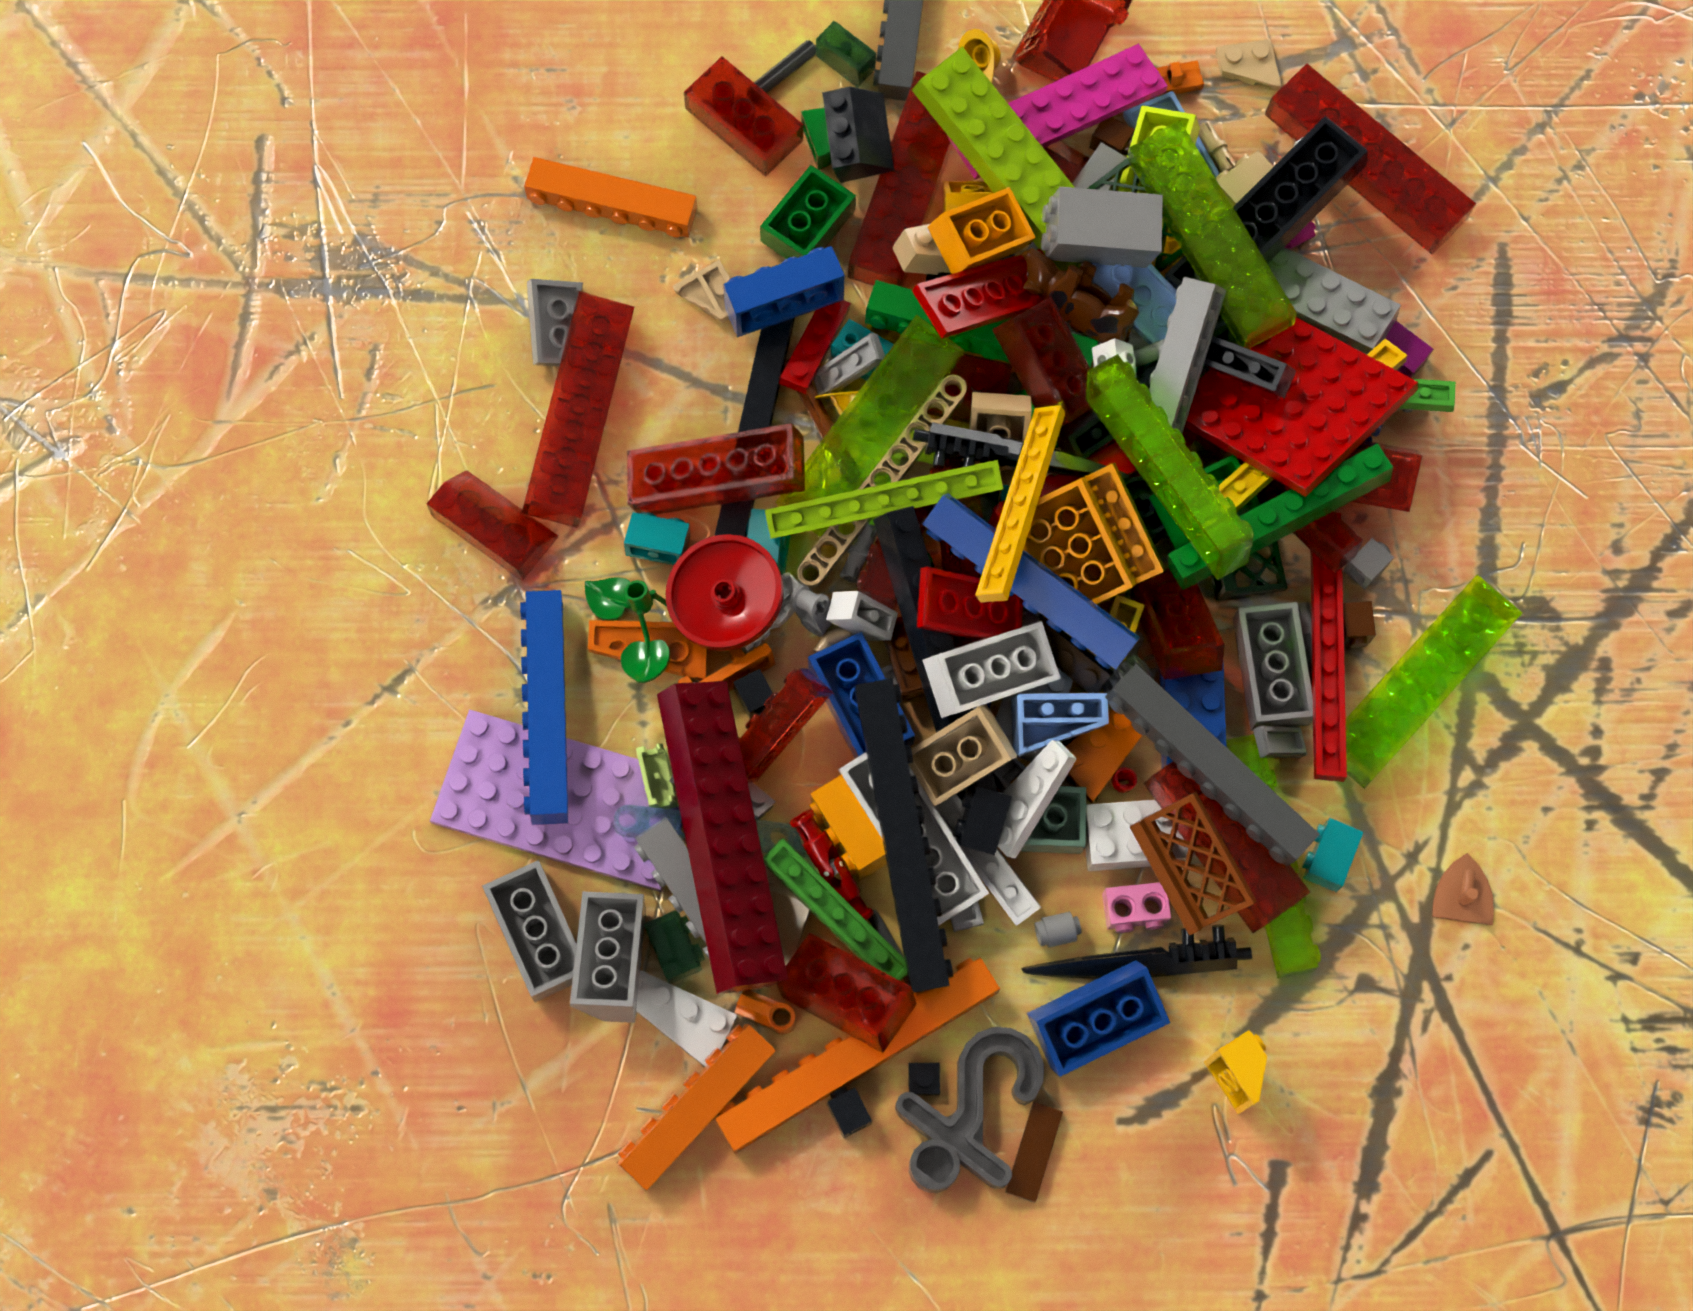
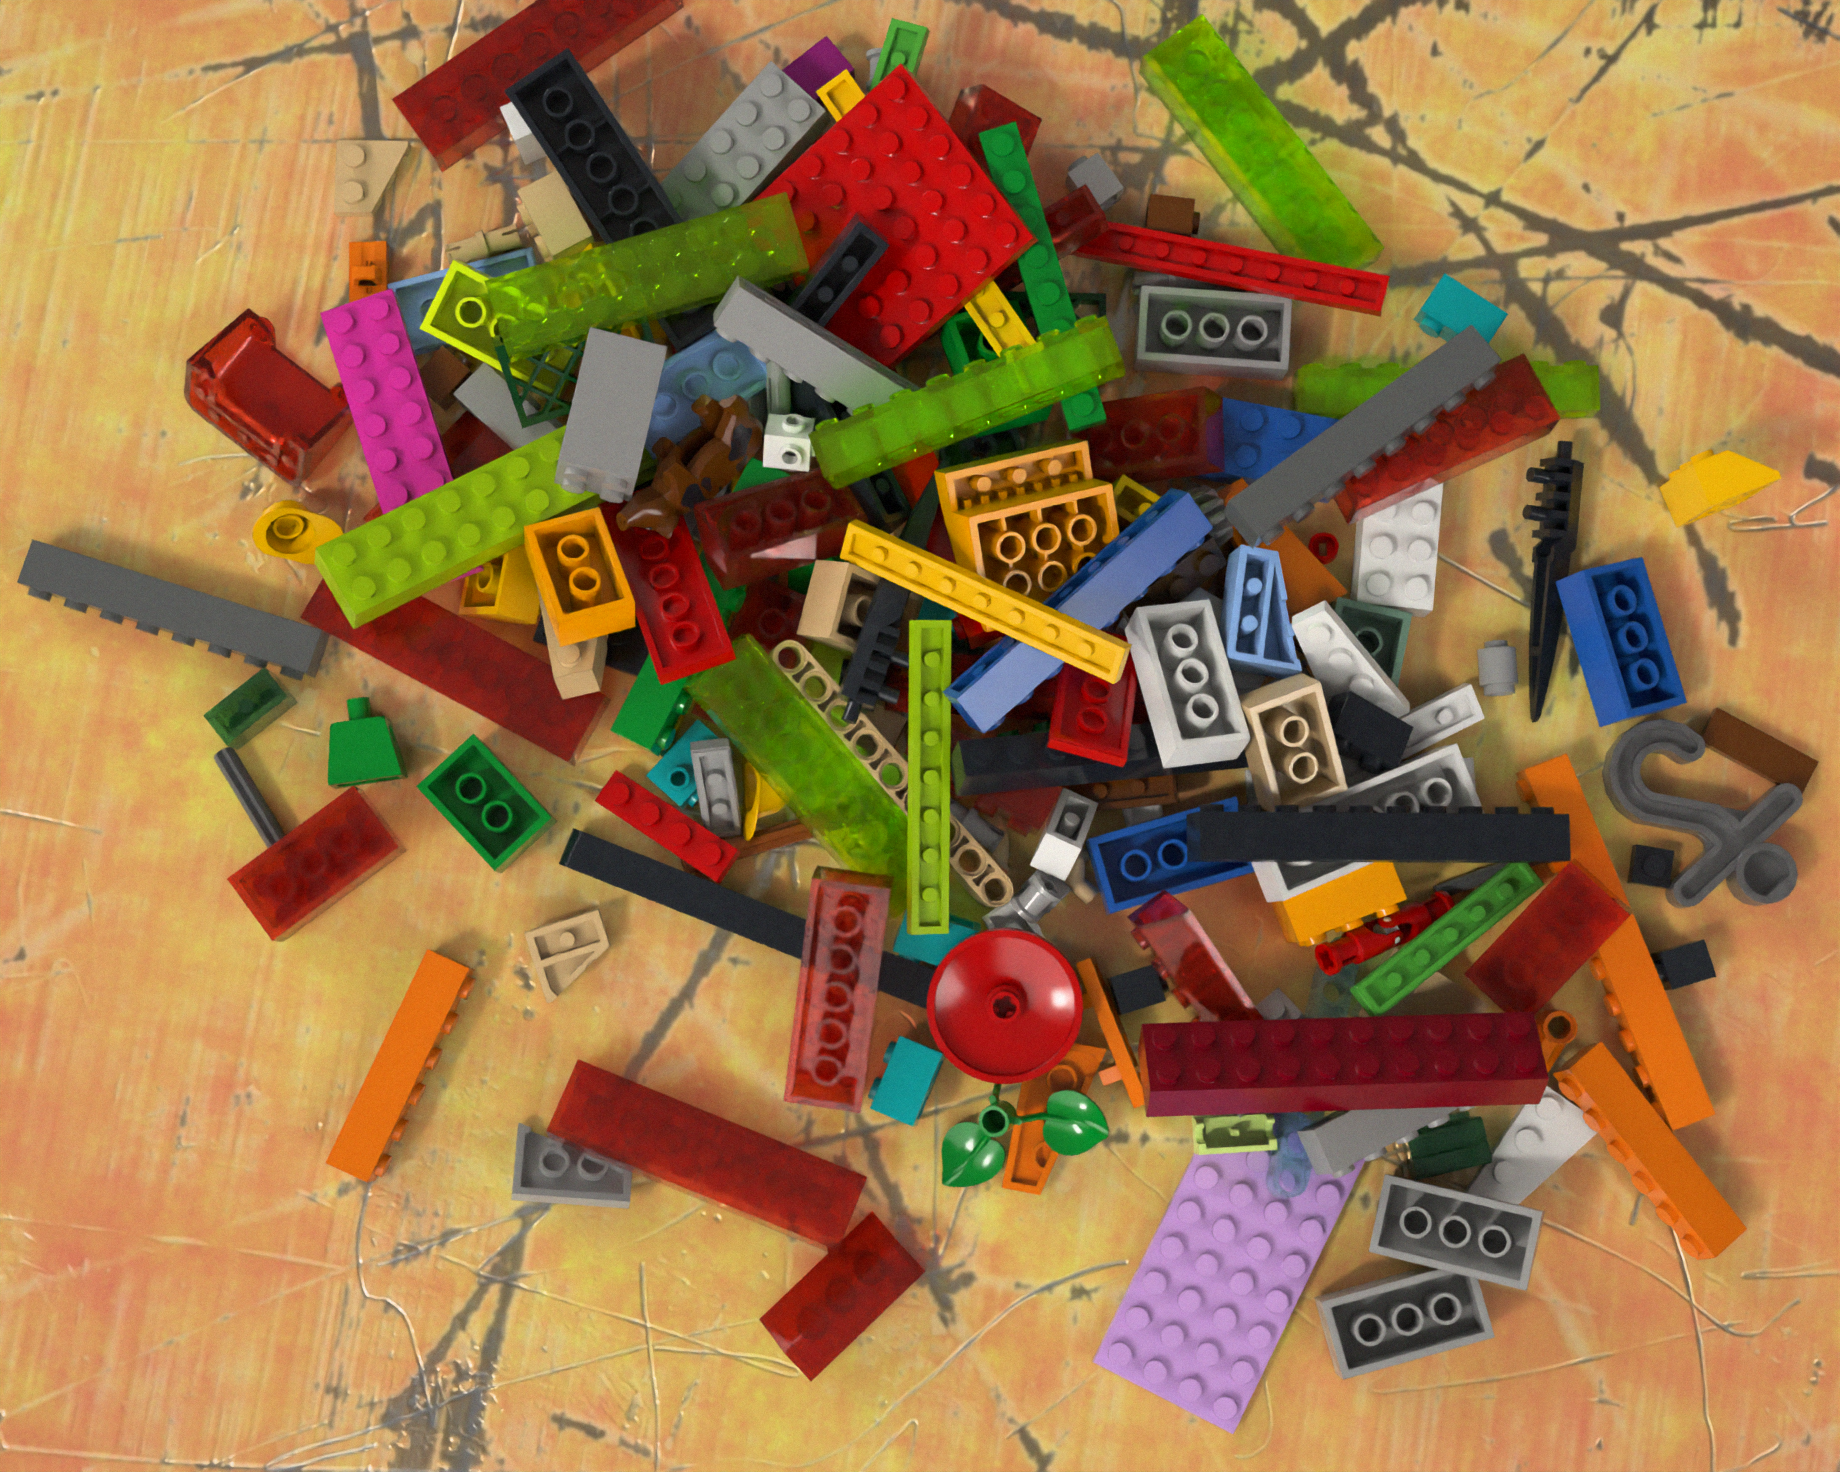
camera: 80 degrees left, 10 degrees up
(546, 708) = (1115, 1262): blue brick -> none
(784, 291) = (602, 854): blue brick -> none
(857, 133) = (385, 713): black slope -> none
(1135, 898) = (1474, 565): bright pink brick -> none
(1174, 879) = (1469, 513): dark orange fence -> none
(1280, 742) = (1310, 348): light grey tile -> none
(1464, 893) = (1522, 173): nougat shield -> none

